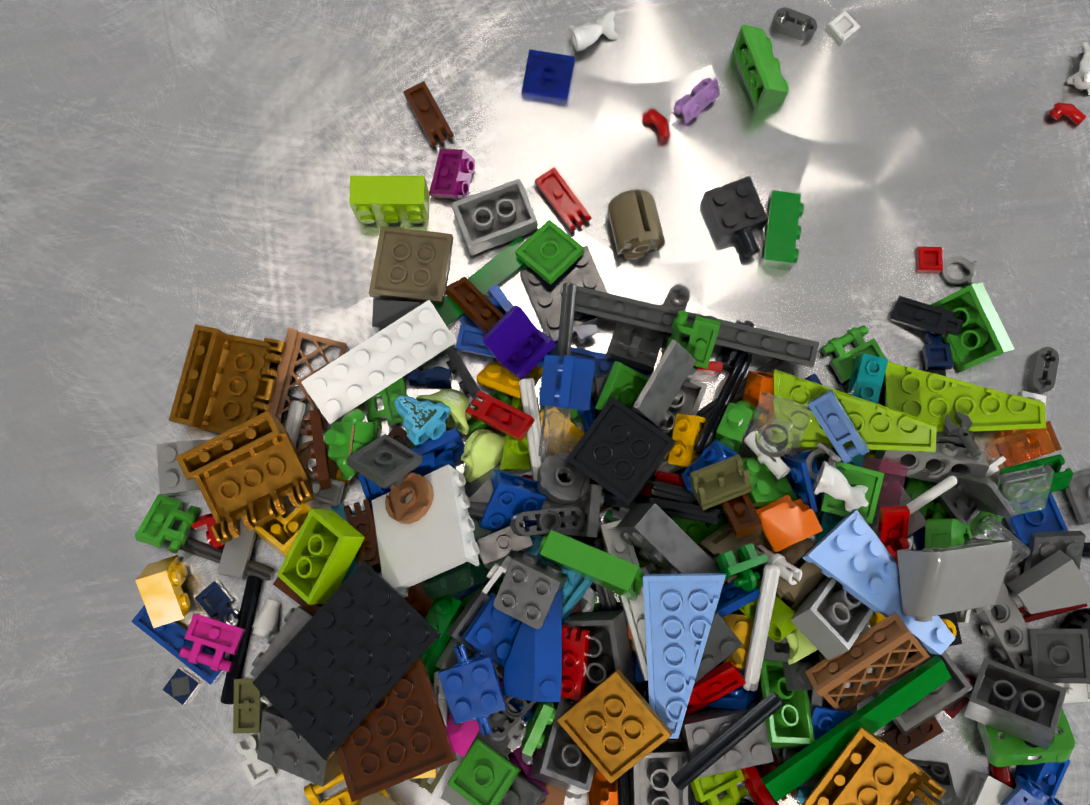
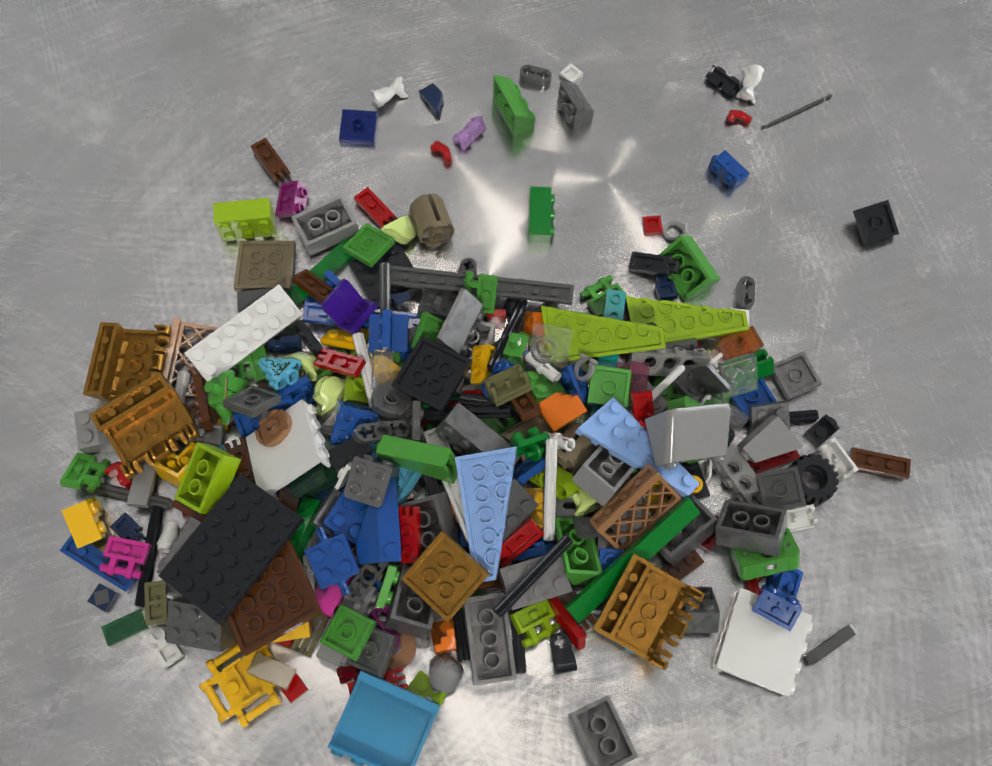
camera: 10 degrees left, 10 degrees down
(206, 727) = (125, 627): none -> clear green tile
(595, 235) = (401, 229): none -> yellowish green hat
(653, 43) = (433, 97): none -> dark blue slope
(735, 213) = (505, 206): black brick -> none
(836, 485) = (593, 378): white animal -> none
(837, 426) = (592, 338): medium blue plate -> none
(844, 75) = (574, 104): none -> flat silver slope
(965, 423) = (689, 331): dark grey bar -> none
(1043, 188) = (728, 168): none -> blue bracket
(1049, 49) = (729, 83): none -> black hinge

